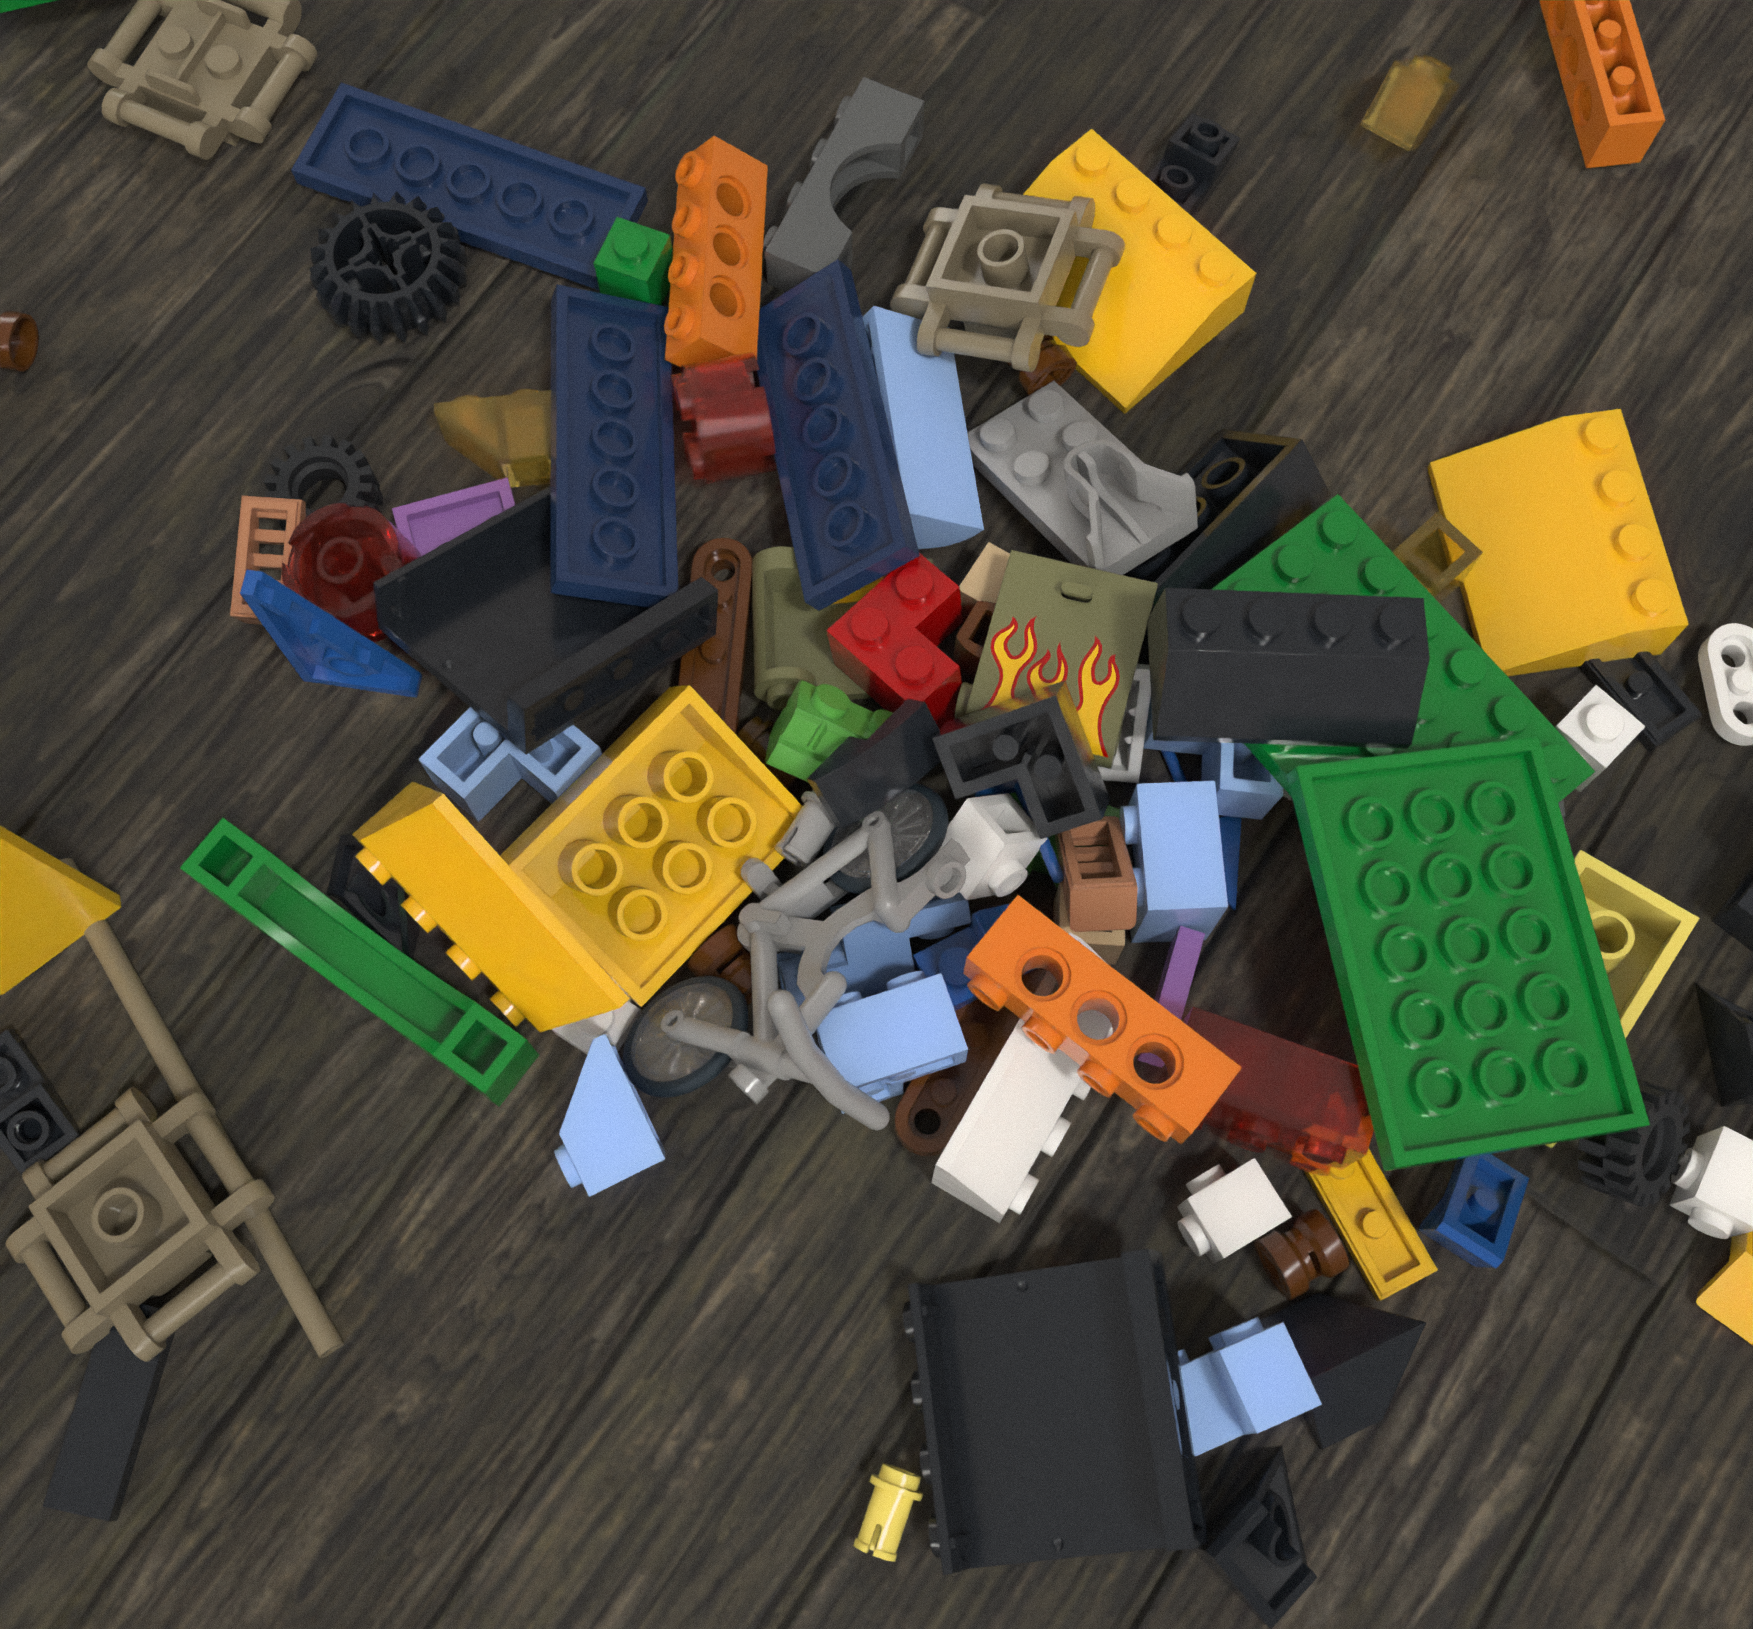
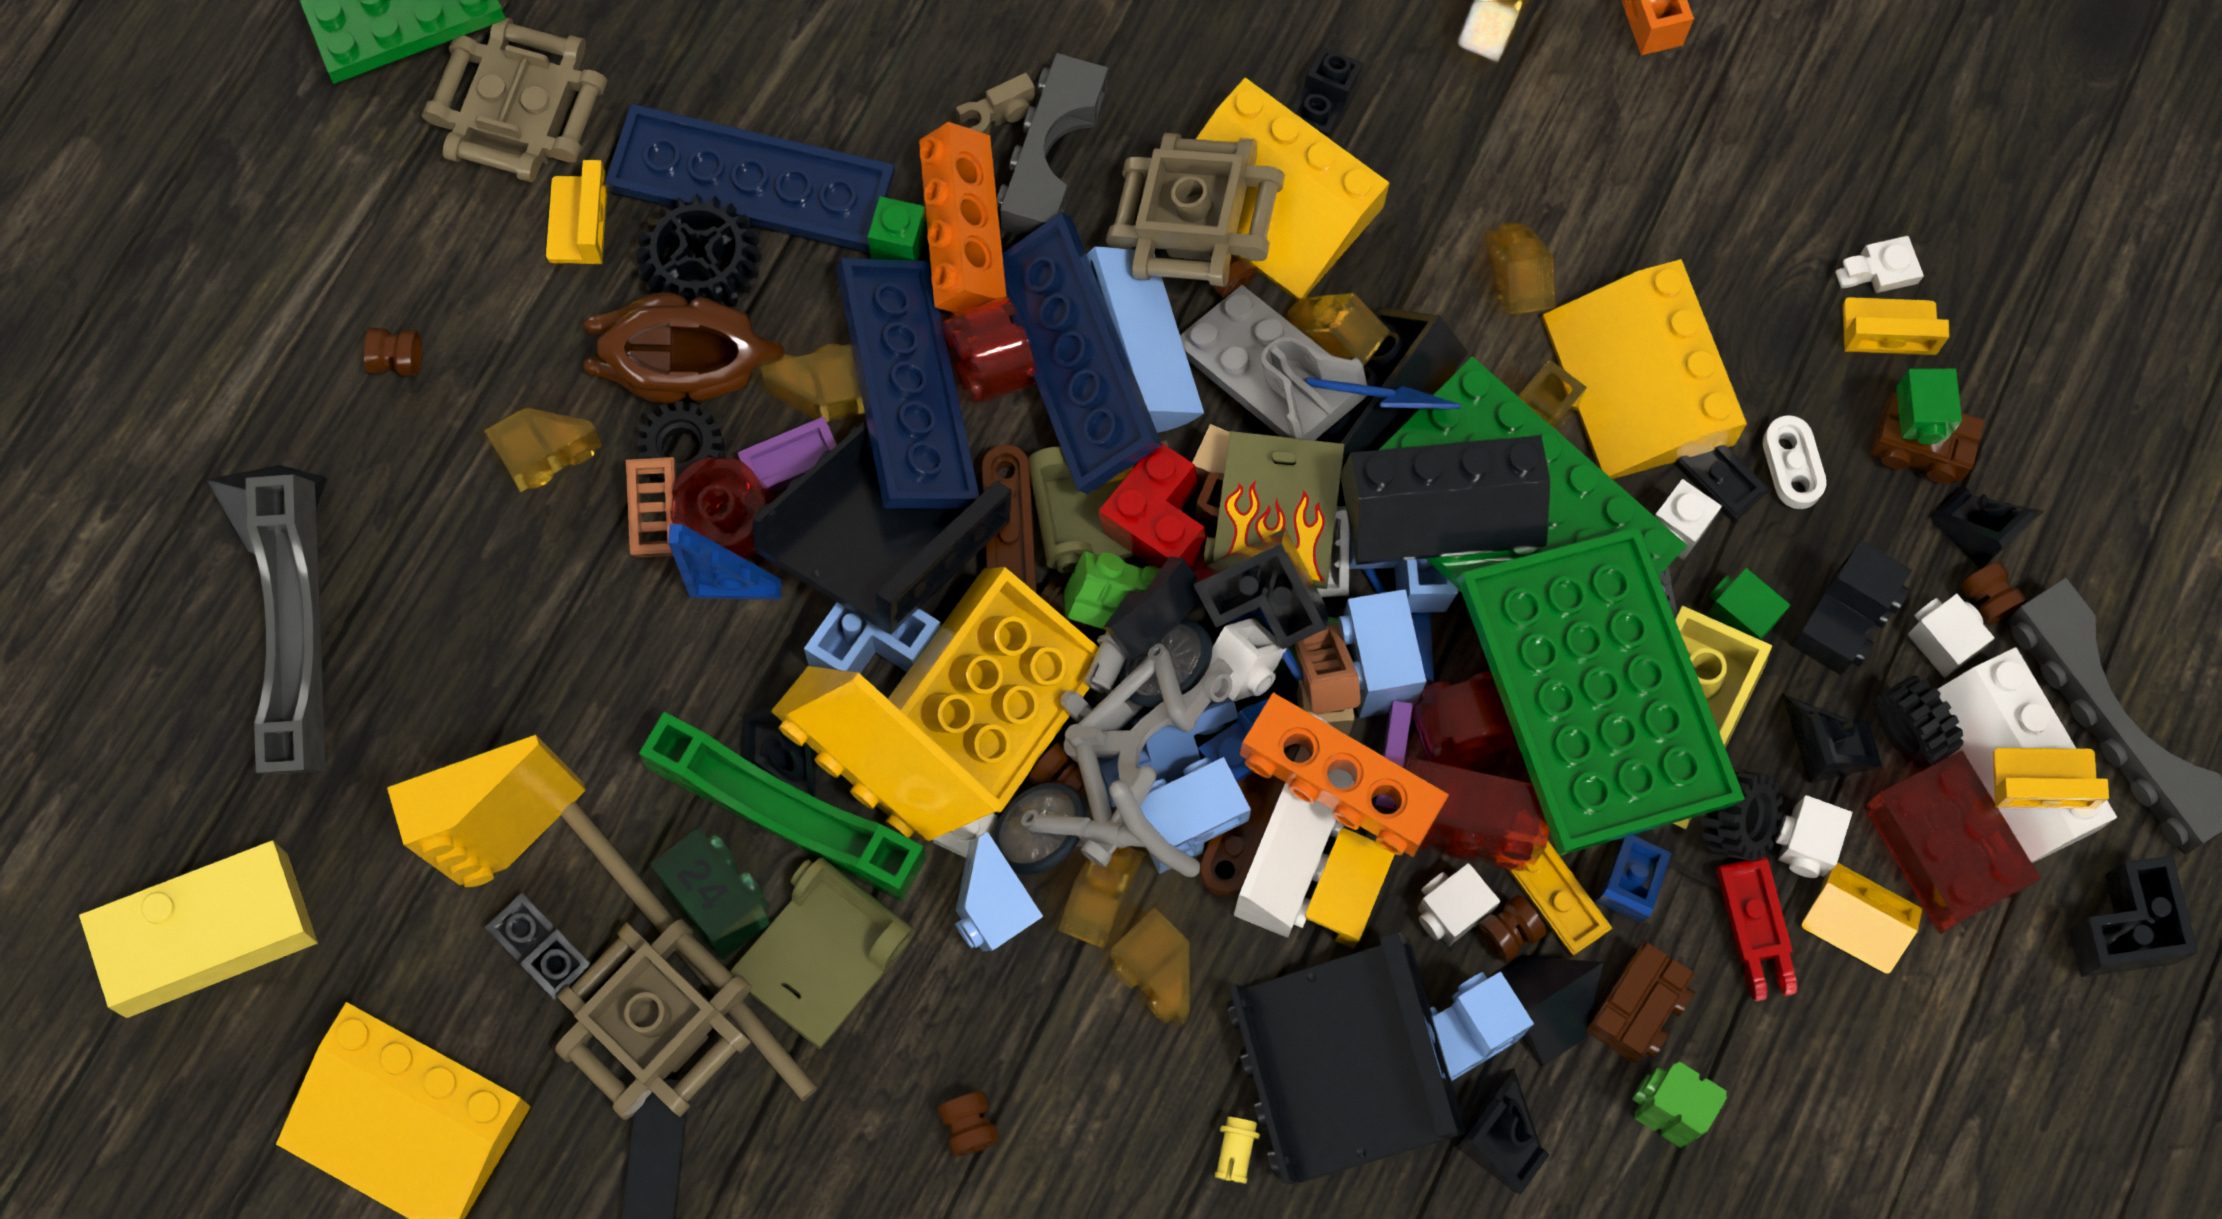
camera: 10 degrees left, 0 degrees up
(149, 469) = (540, 443): none -> clear yellow slope
(242, 1064) = (709, 891): none -> clear green brick
(257, 207) = (578, 216): none -> yellow panel
(336, 369) = (677, 348): none -> reddish brown piece
(384, 1157) = (826, 949): none -> olive door
(531, 1424) = (970, 1127): none -> reddish brown wheel
(754, 1139) = (1100, 897): none -> clear yellow slope
(789, 135) = (1002, 104): none -> dark tan plate
(821, 1235) = (1159, 963): none -> clear yellow slope
(1089, 1168) = (1349, 886): none -> yellow panel
(1172, 437) = (1339, 325): none -> clear yellow slope
(1226, 531) = (1401, 398): none -> blue piece
(1271, 968) = (1464, 723): none -> clear red brick
(1410, 401) = (1521, 268): none -> clear yellow slope
(1470, 1383) = (1641, 1003): none -> reddish brown brick
(1511, 1540) = (1678, 1103): none -> bright green brick
(1638, 1295) = (1757, 924): none -> red hinge
(1665, 858) = (1747, 604): none -> green brick

